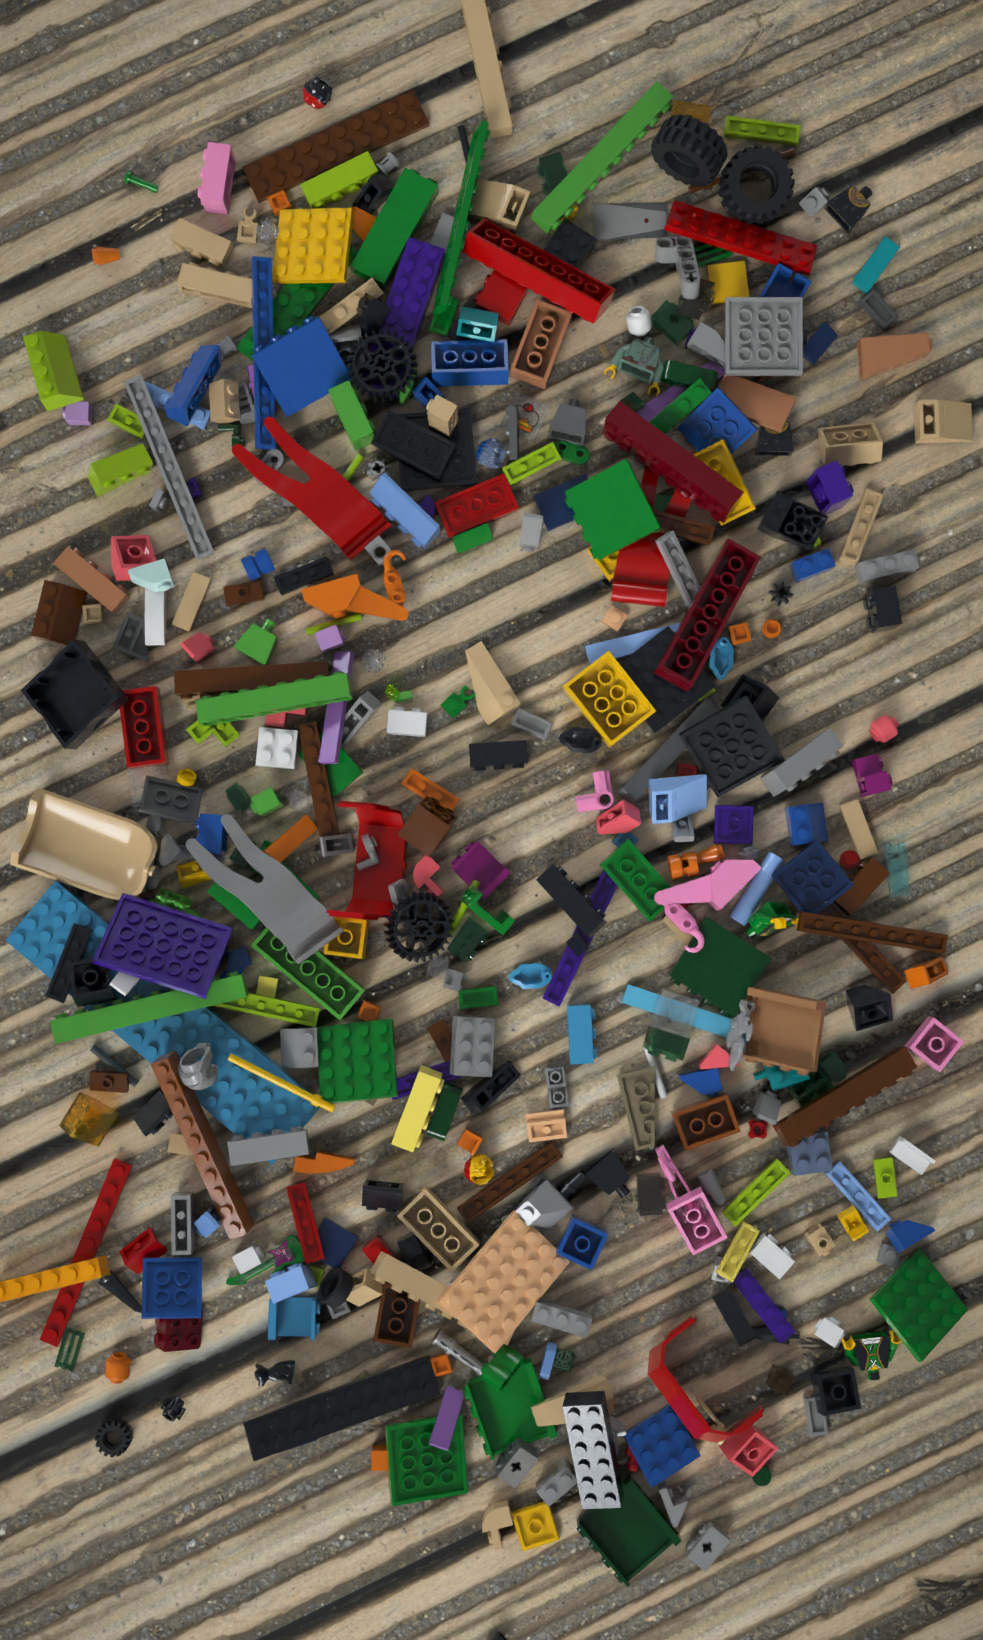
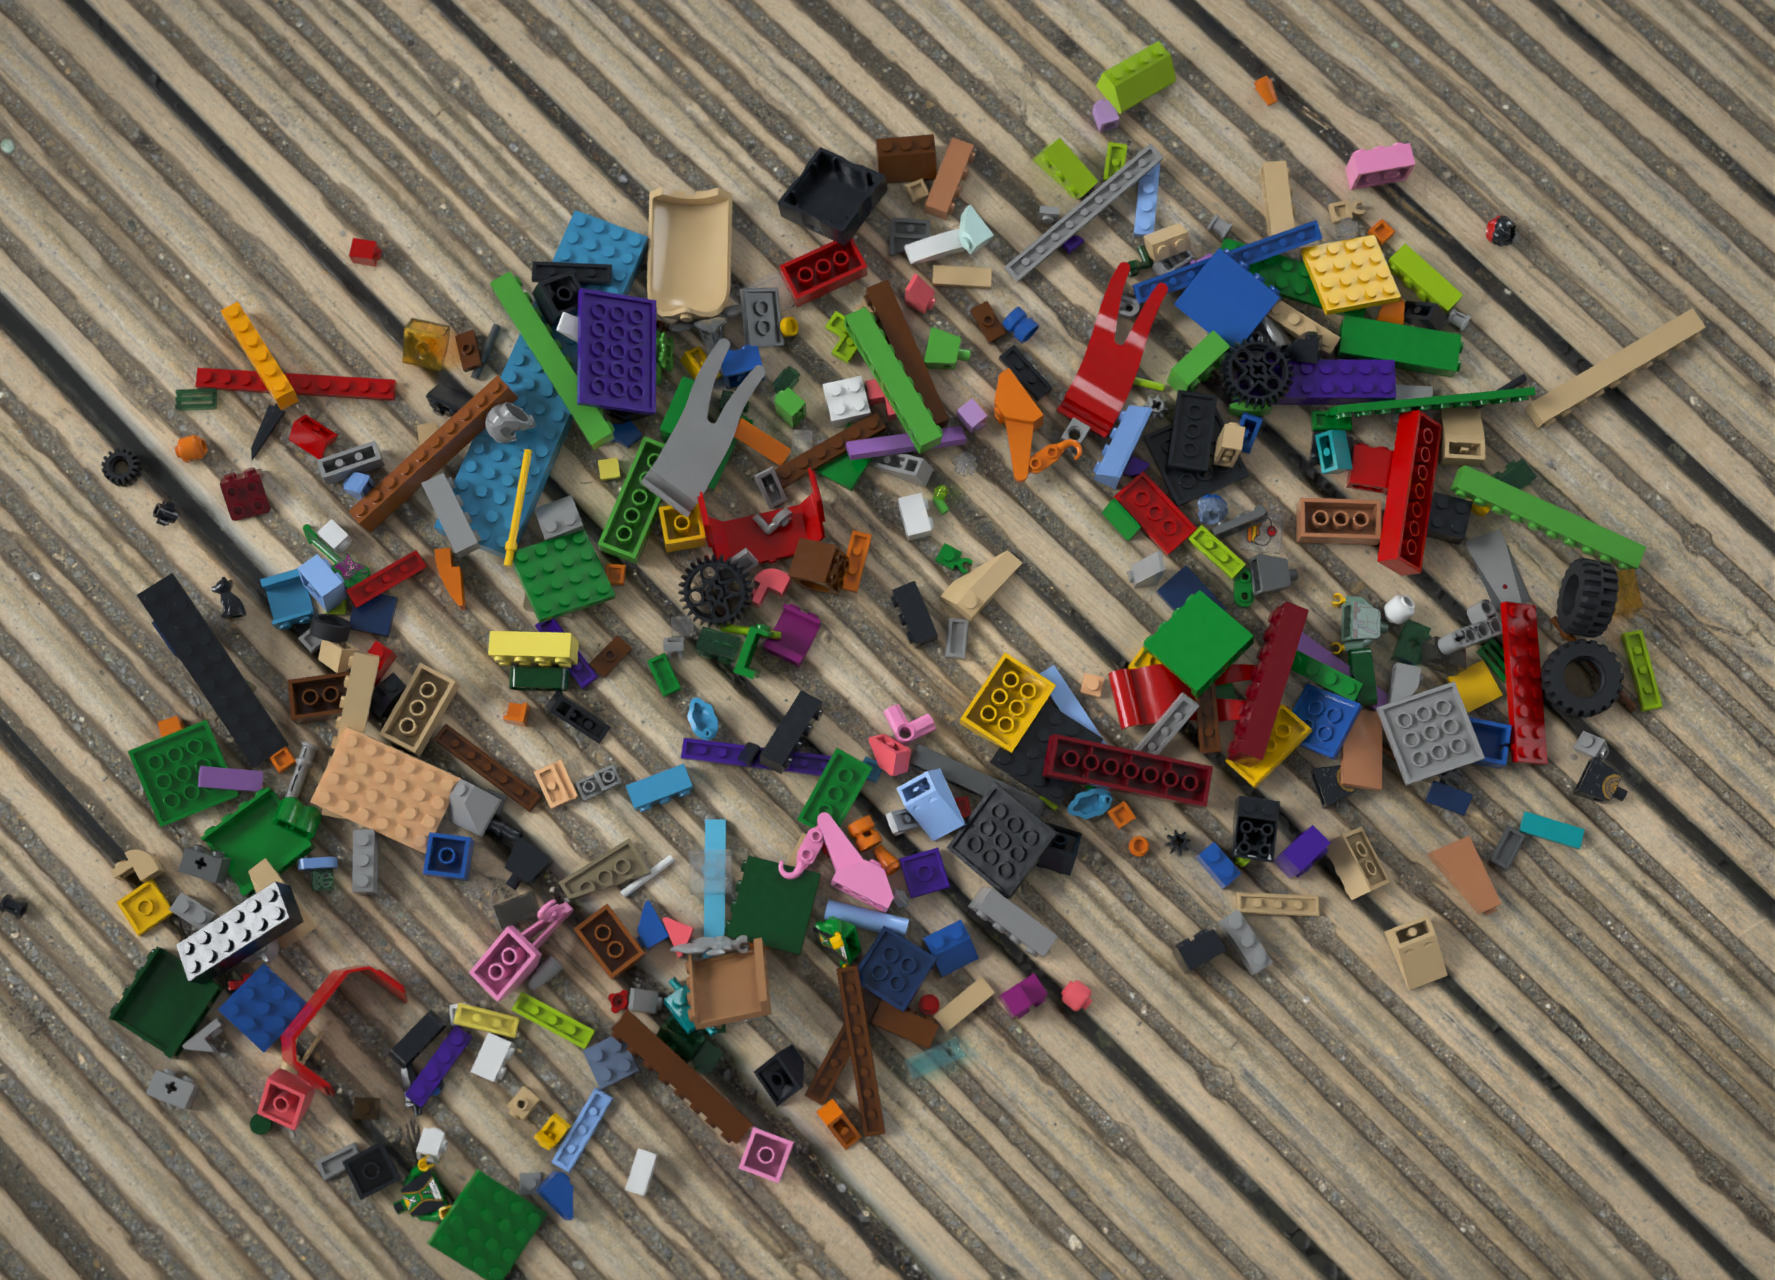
camera: 70 degrees right, 10 degrees down
(129, 553) = (988, 204): coral slope -> none
(130, 178) = (1349, 88): green piece -> none
(171, 1288) = (284, 472): blue plate -> none
(194, 384) = (1172, 209): blue slope -> none
(201, 243) = (1312, 173): tan brick -> none
(275, 1009) = (589, 481): lime plate -> none
(336, 145) = (1461, 268): reddish brown plate -> none
(338, 622) = (990, 418): lime piece -> none
(382, 1195) = (436, 644): black slope -> none
(469, 363) = (1293, 459): blue slope -> none
(472, 1046) = (612, 683): light grey brick -> none
(479, 1169) = (491, 731): yellow piece -> none
(581, 740) = (957, 691): black arm -> none
(633, 402) = (1314, 630): clear green tile -> none
(665, 1043) = (676, 876): clear green brick -> none
(884, 1177) = (610, 1152): lime plate -> none

